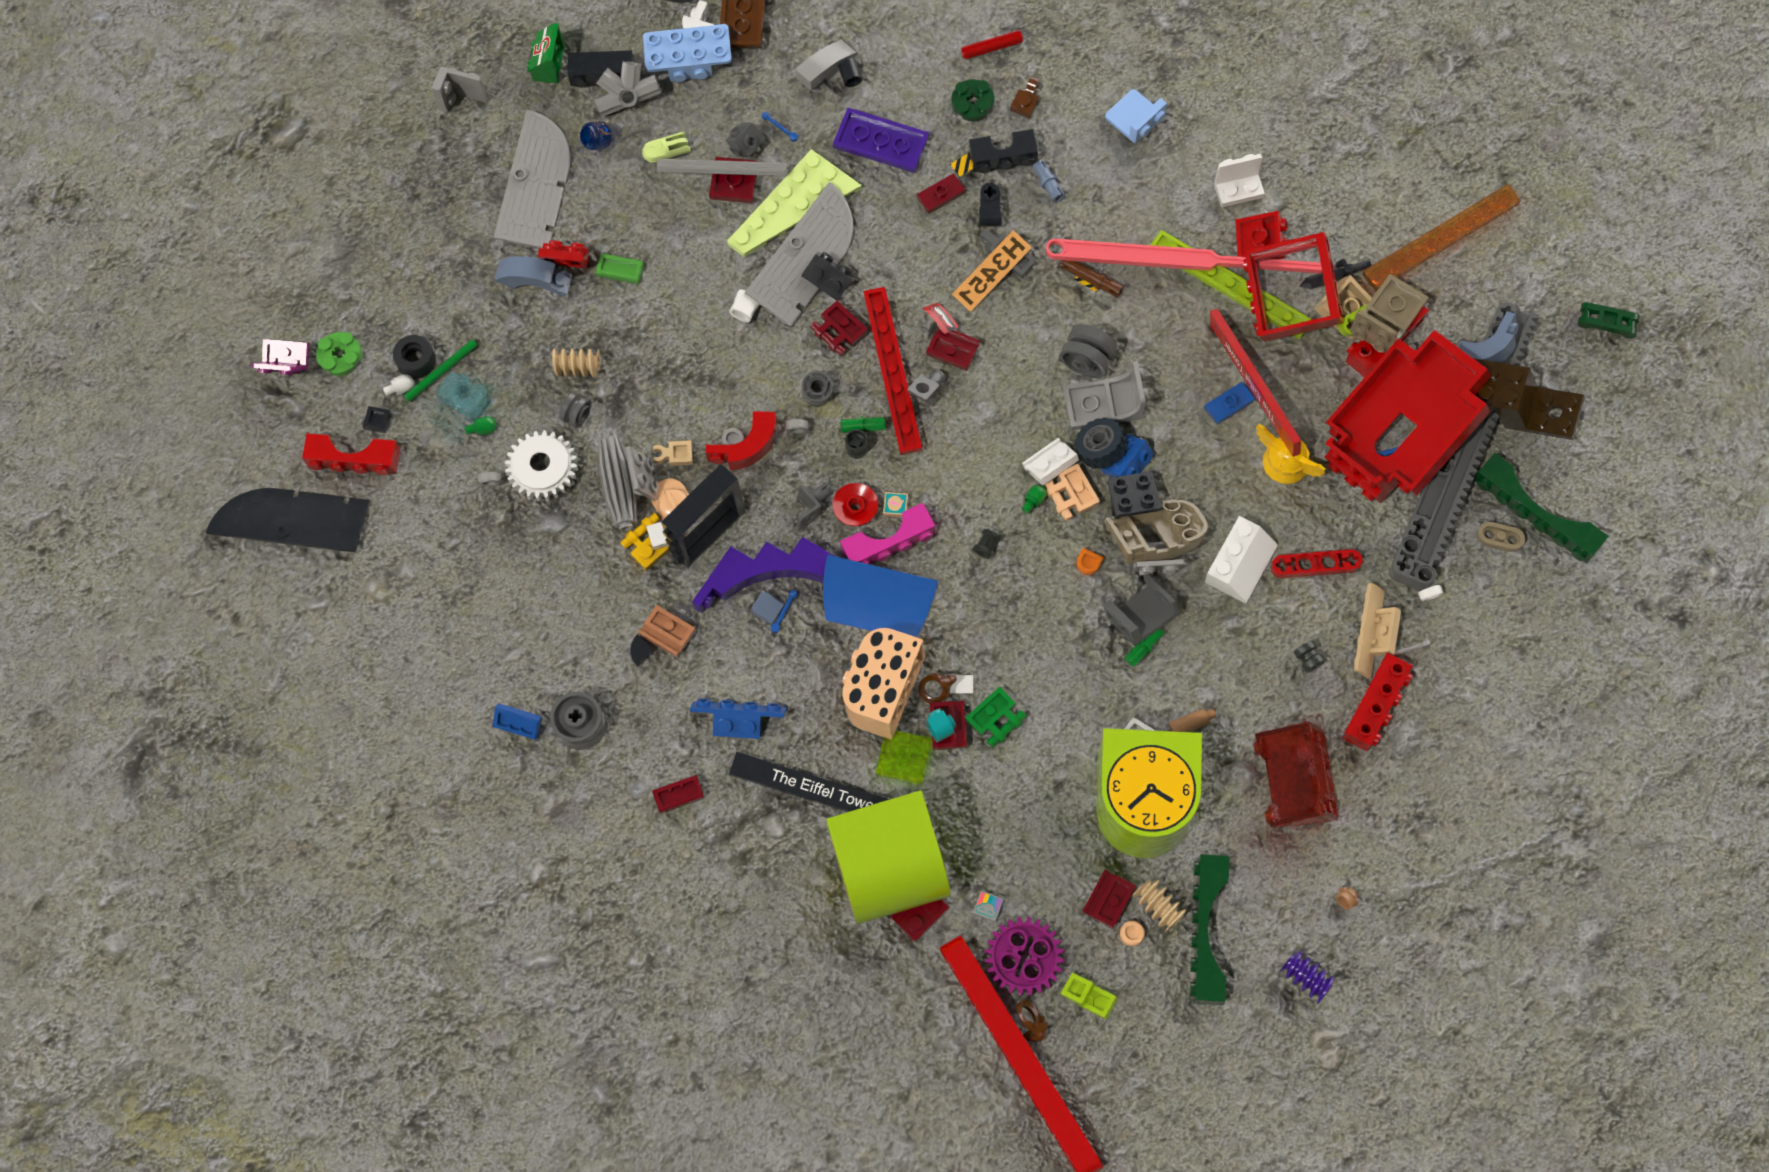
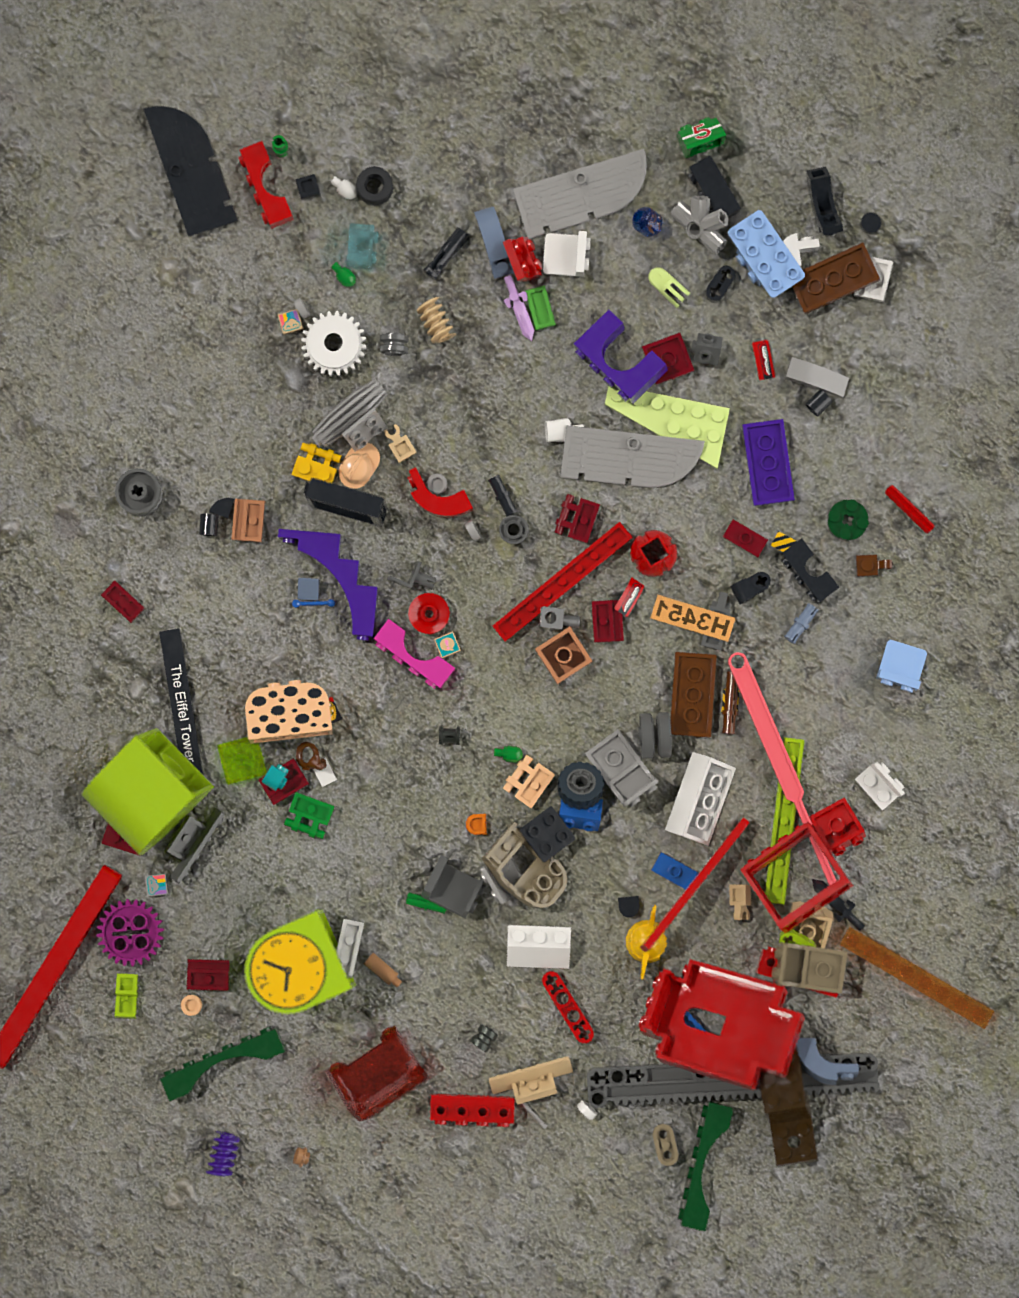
camera: 60 degrees right, 15 degrees up
(281, 355) = (316, 81): bracket -> none
(322, 419) = (280, 146): none -> green pin
(330, 345) = (336, 120): bright green plate -> none
(438, 372) = (375, 213): green bar -> none
(452, 82) = (628, 69): light grey bracket -> none
(496, 498) = (290, 322): none -> tile
(517, 721) = (116, 445): blue plate -> none
(518, 325) = (446, 253): none -> black piece
(584, 218) = (566, 254): none -> white bracket
(608, 286) = (519, 308): none -> lavender sword
(649, 671) = (208, 525): none -> black beam
(656, 536) = (322, 471): white tile -> none
(695, 103) = (716, 281): none -> black beam
(722, 167) = (670, 344): light grey axle -> none
(736, 219) = (629, 383): none -> dark purple arch
(737, 719) = (206, 613): blue bracket -> none
(778, 384) = (502, 495): none -> black pin
(782, 102) = (763, 359): none -> sticker
(793, 136) = (736, 386): blue hinge -> none
(828, 275) = (619, 485): black bracket -> none
(857, 439) = (481, 586): pearl dark grey wheel -> none
(863, 424) = (501, 582): green axle -> none
(875, 596) = (357, 671): blue sticker -> none
(912, 285) = (642, 564): none -> red piece
(961, 847) = (190, 840): none -> dark grey bracket
(965, 399) = (563, 655): none -> nougat brick
(1038, 1026) = (82, 970): reddish brown piece -> none
(1050, 461) = (546, 751): white plate -> none
(1063, 302) = (693, 694): none -> reddish brown plate
(1159, 904) = (222, 1016): tan piece -> none
(1169, 345) = (700, 798): none -> white slope
(1243, 460) = (629, 906): none -> black tile
(1285, 354) = (740, 897): none -> tan plate
(1608, 319) = (909, 1149): dark green plate -> none

